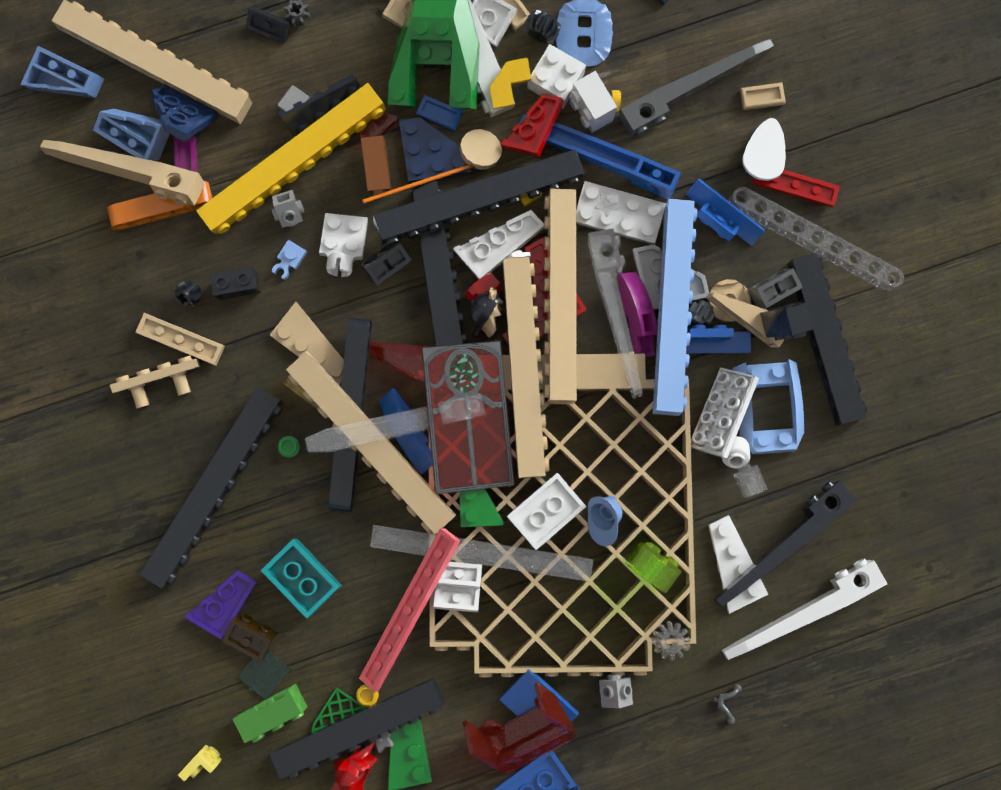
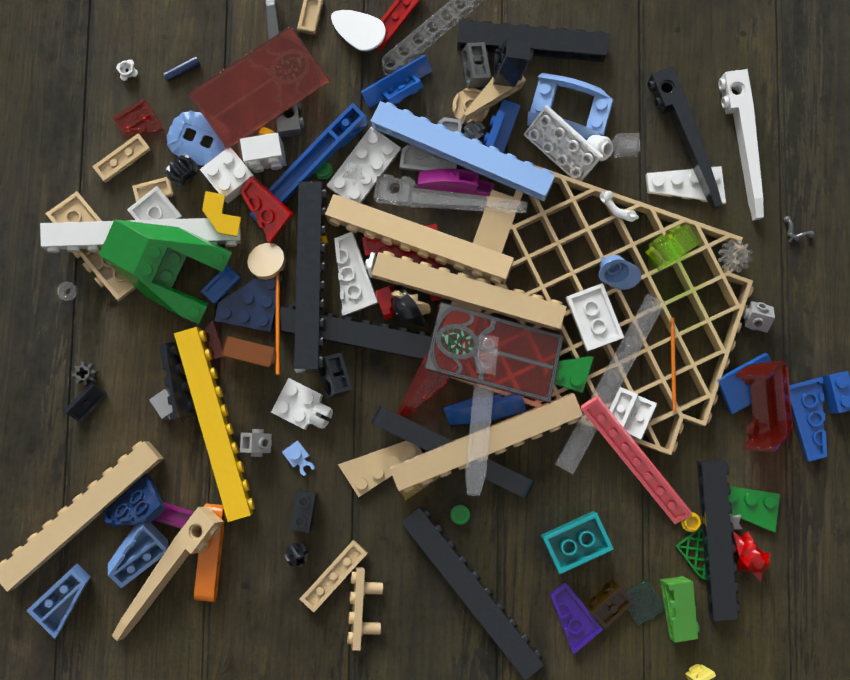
camera: 65 degrees left, 0 degrees up
(537, 611) = (673, 364): none -> orange piece
(598, 174) = (324, 172): none -> green plate
(660, 71) = (258, 87): none -> clear red piece
(671, 505) = (629, 215): none -> white piece

